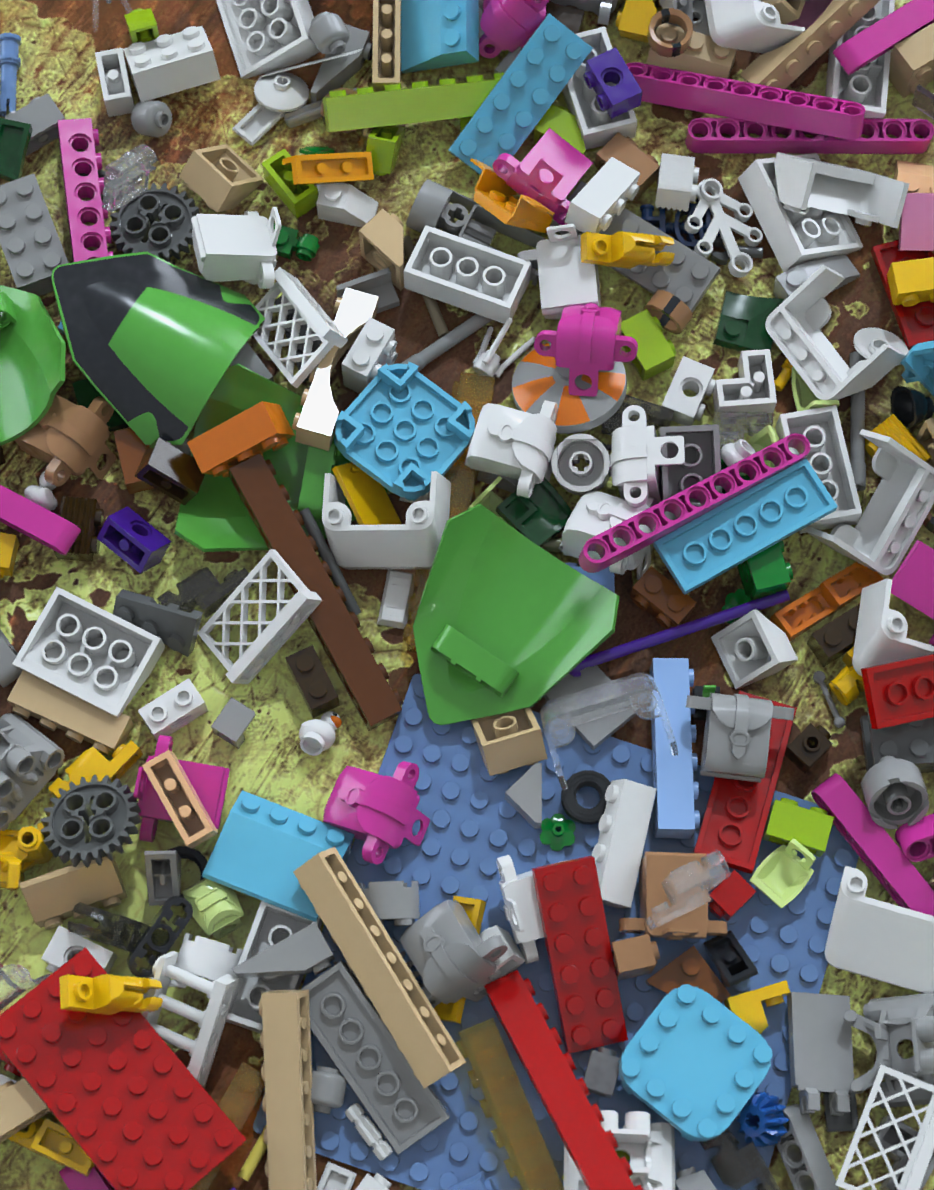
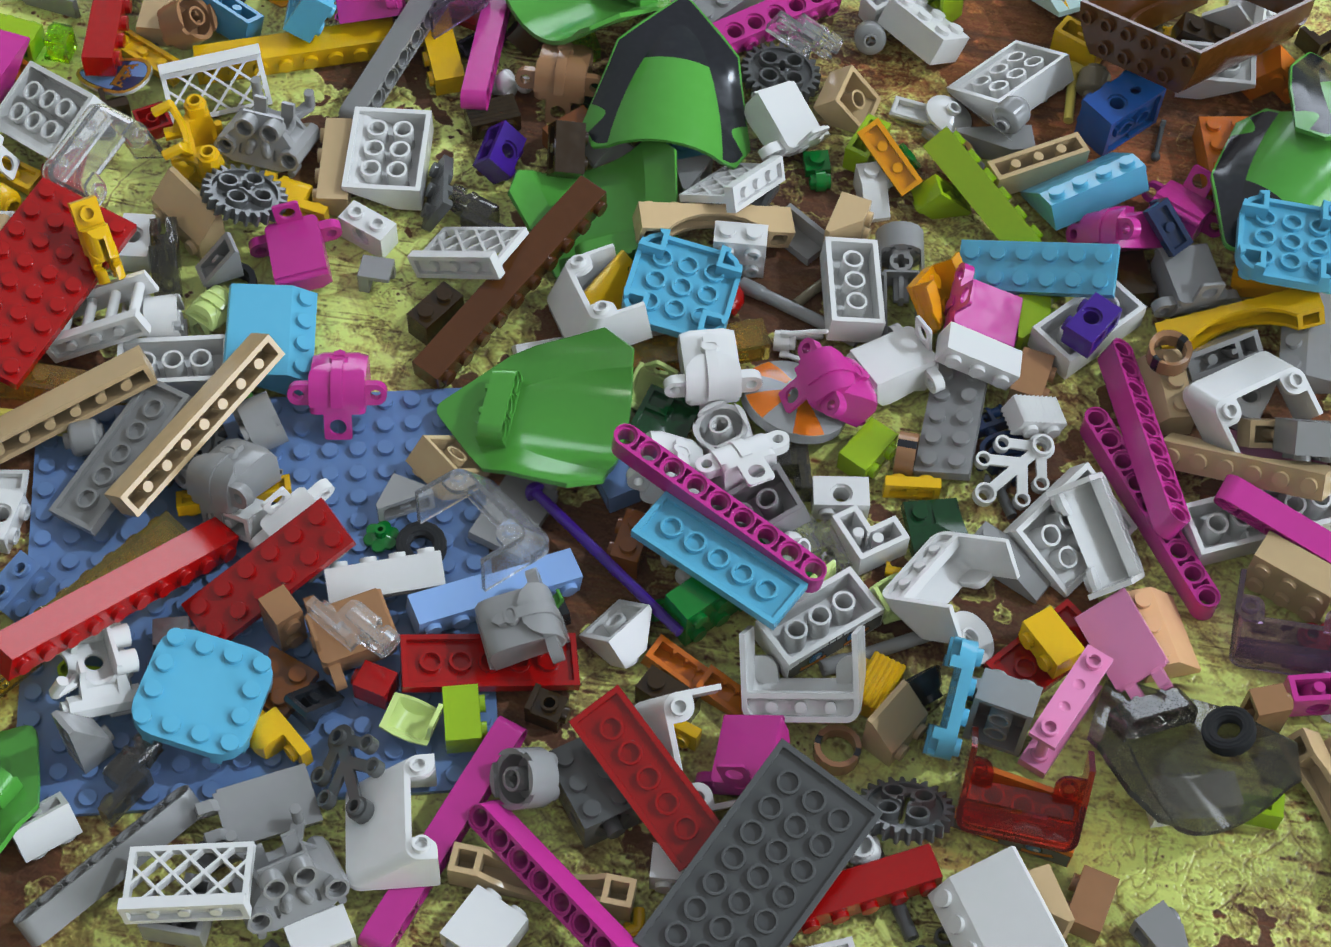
camera: 65 degrees right, 15 degrees down
(165, 912) = (179, 286): black beam -> none
(180, 799) = (282, 239): light nougat brick -> none
(241, 438) = (619, 175): orange brick -> none
(295, 955) = (185, 364): light grey slope -> none
(319, 734) = (391, 334): white animal -> none
(325, 554) = (543, 289): dark grey bar -> none
(368, 1131) = (59, 484): white axle -> none
(625, 249) = (937, 387): yellow plate -> none
(705, 313) = (907, 487): none -> yellow plate
(762, 1120) = (174, 774): blue gear -> none
(816, 953) = (340, 743): none -> dark grey plant

